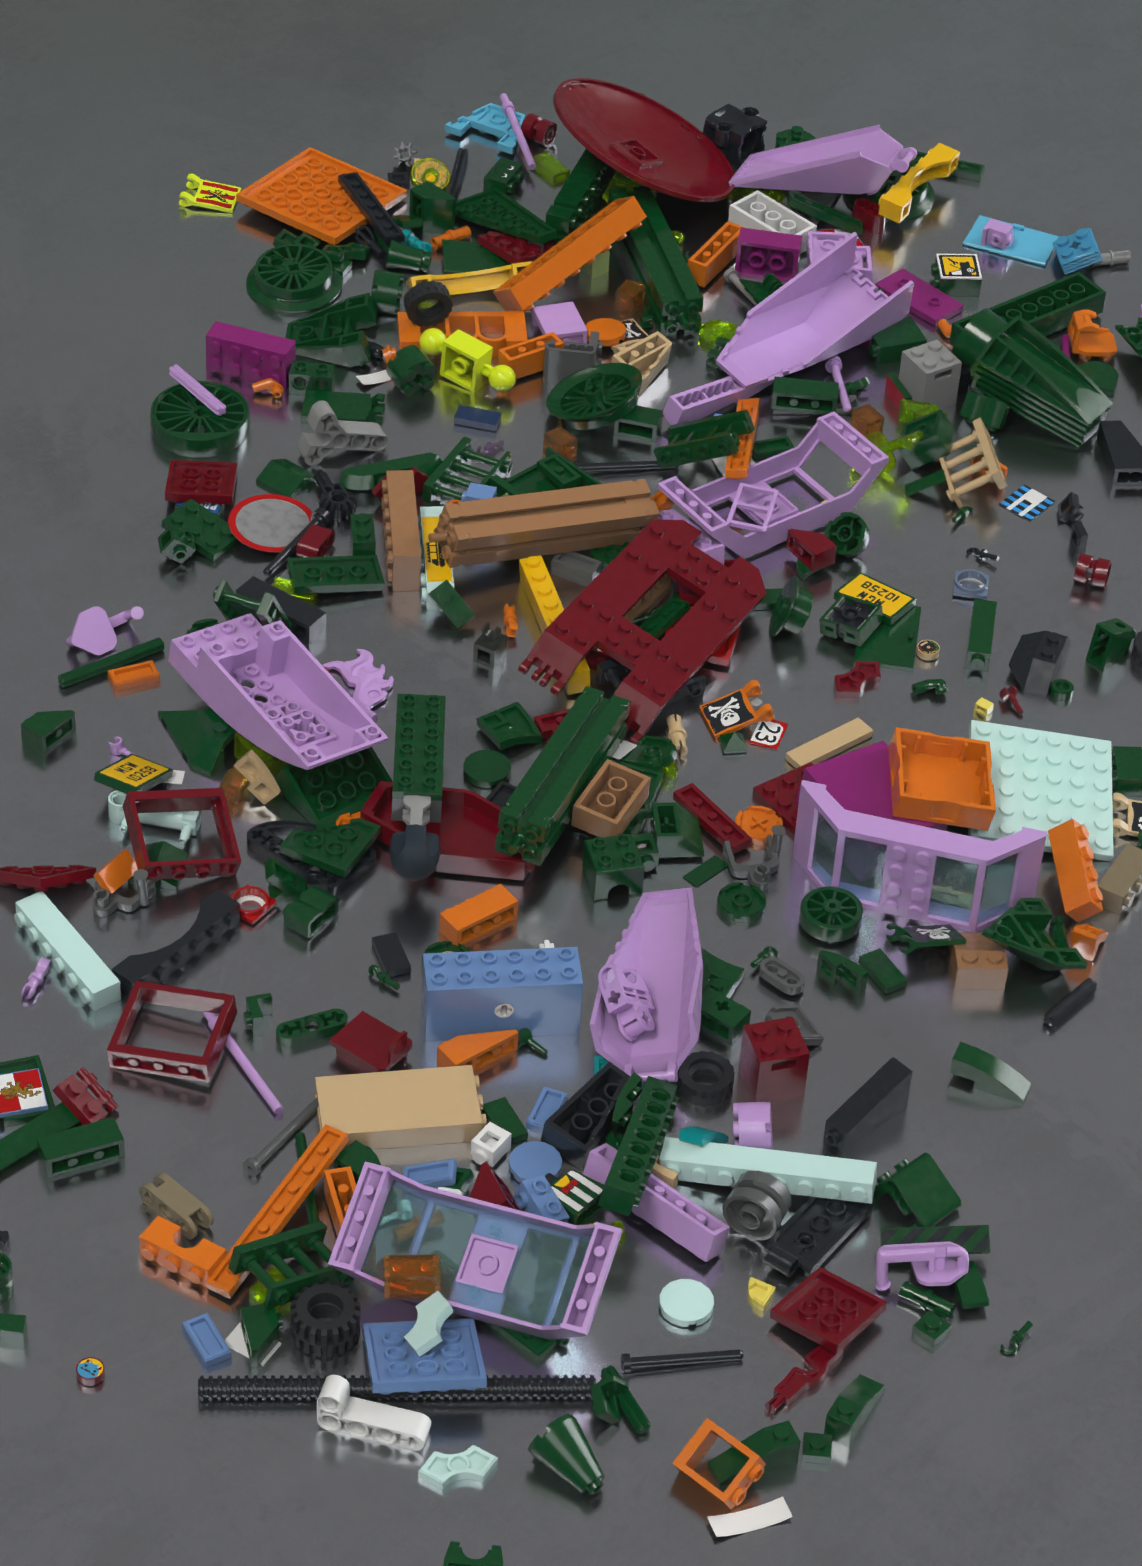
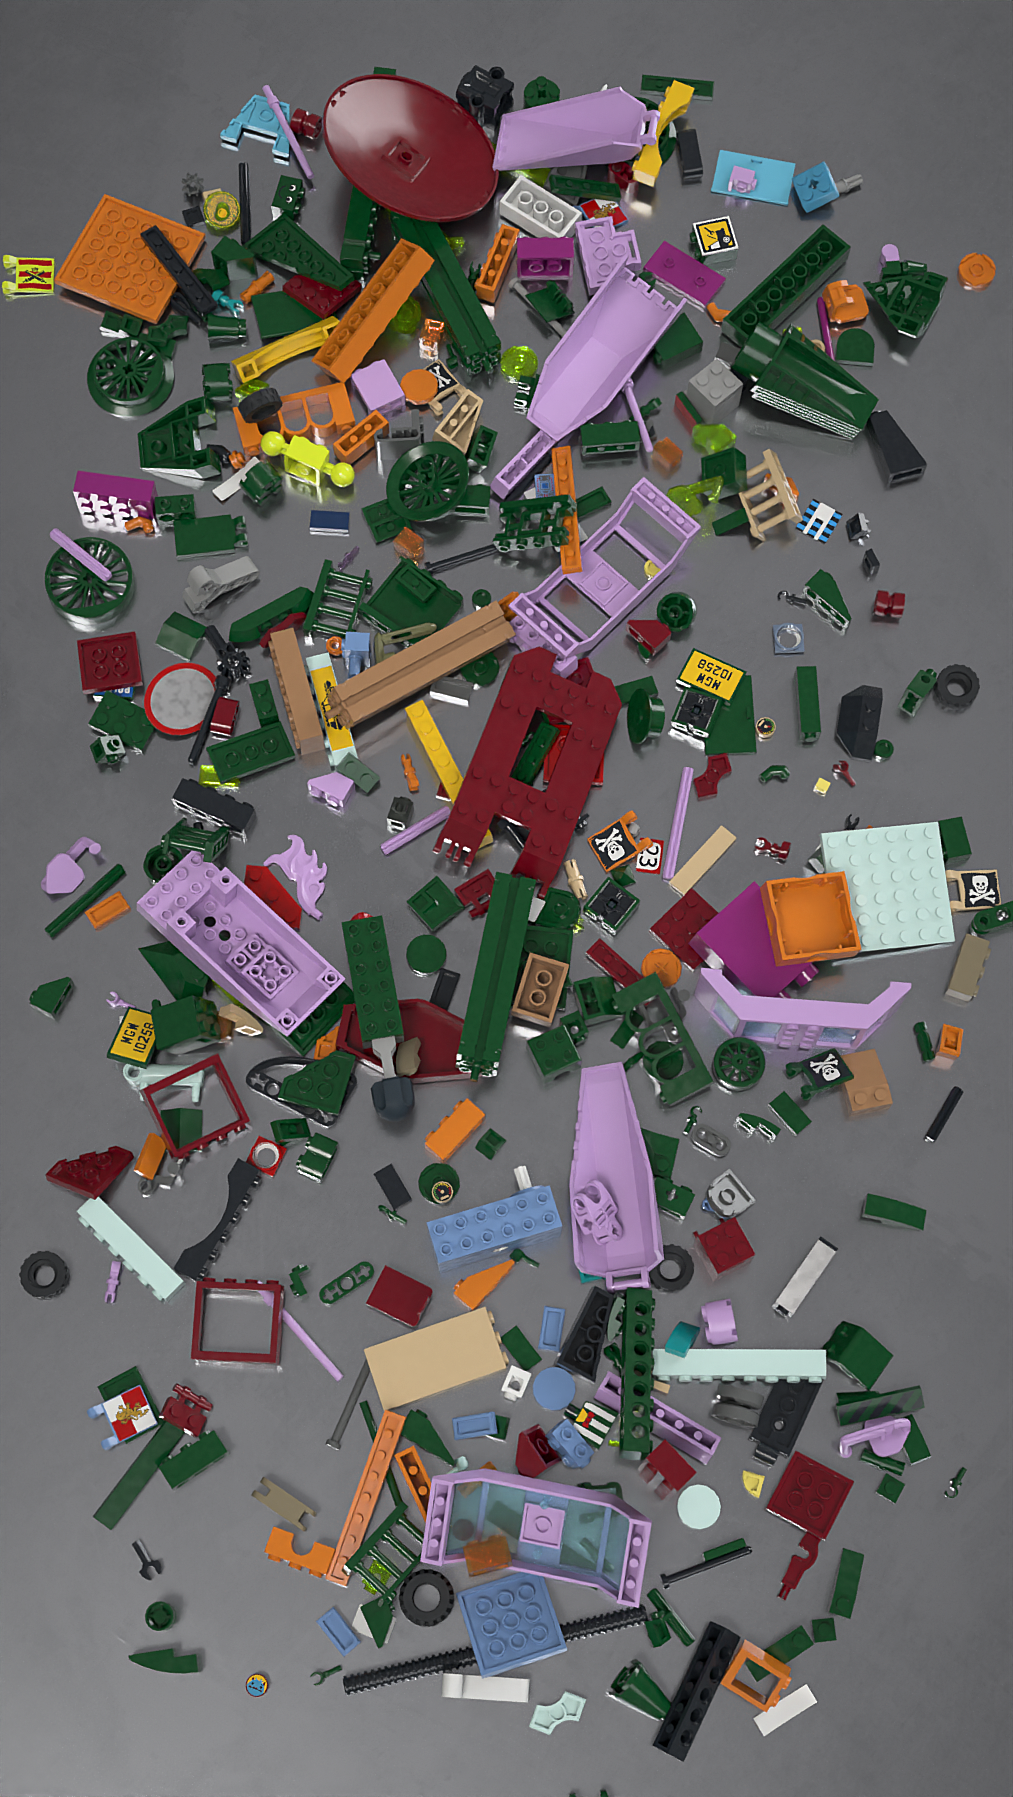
camera: 10 degrees left, 30 degrees up
(170, 1378) = (325, 1674): none -> dark green hand
(193, 760) = (185, 1024): none -> dark green container
(419, 616) = (332, 787): none -> lavender slope
(431, 1316) = (509, 1608): light aqua tile -> none
(445, 831) = (407, 1057): none -> dark tan slope
(492, 669) = (415, 830): none -> lavender axle
(516, 937) = (490, 1144): none -> dark green slope
(535, 423) = (384, 521): none -> dark green slope
(551, 167) = (324, 167): clear neon green tile -> none
(602, 274) = (406, 317): none -> clear neon green cylinder
(637, 1470) = (696, 1691): none -> black brick
(652, 1215) = (665, 1471): none -> dark red brick
(659, 383) = (480, 448): none -> dark green brick
(704, 896) = (632, 1061): none -> dark green helmet
(708, 1341) = (723, 1549): none -> dark green tile
(713, 759) = (611, 905): none -> piece
(760, 914) = (640, 993): none -> dark green fence
(768, 511) = (592, 602): lavender window -> none
(808, 709) = (678, 822): none -> lavender axle
(945, 210) = (689, 153): none -> black beam
(961, 514) = (766, 550): dark green hand -> none
(990, 410) = (767, 420): dark green brick -> none
(1022, 555) = (826, 594): none -> dark green slope
(1024, 934) = (905, 1067): dark green wedge -> none
(1075, 870) = (930, 977): orange brick -> none

